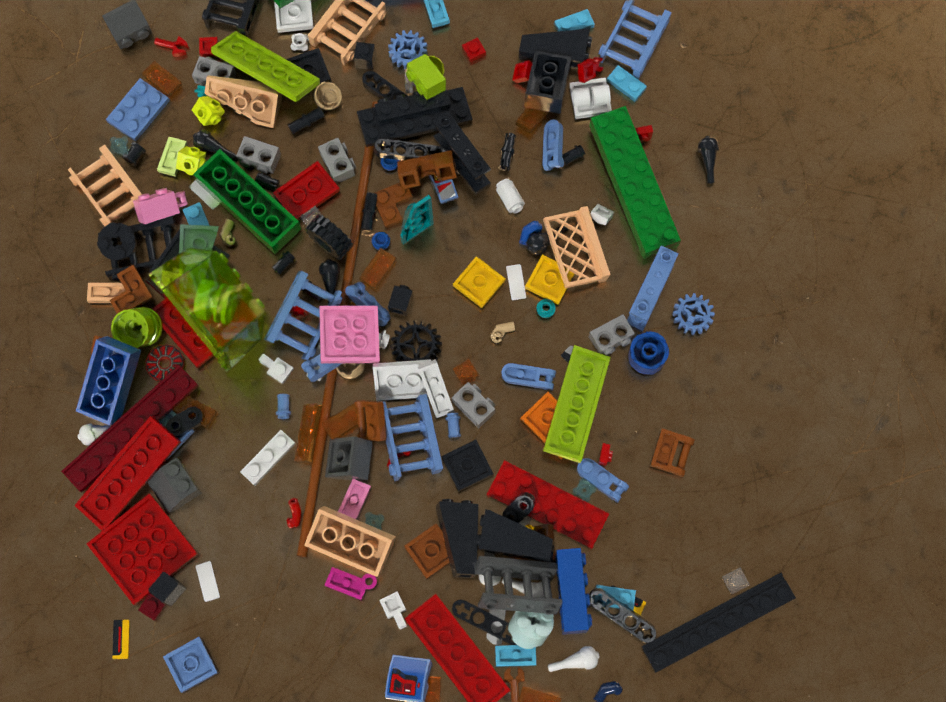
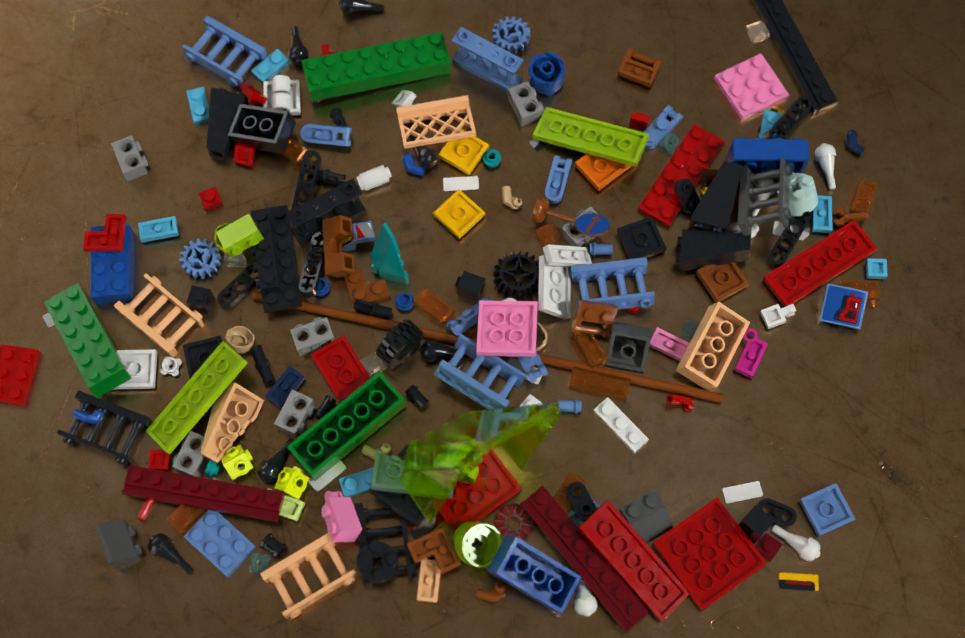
camera: 85 degrees left, 5 degrees down
(130, 61) = (161, 546): none -> black piece
(150, 644) = (806, 547): none -> white piece
(177, 87) = (203, 493): none -> dark red plate
(184, 613) = (776, 511): none -> black plate
(287, 144) = (281, 389): none -> dark blue plate
(469, 406) = (587, 224): none -> piece
(493, 129) = (303, 185): none -> black beam
(642, 105) = (297, 50): none -> black piece
(664, 576) = (751, 87): none -> bright pink plate

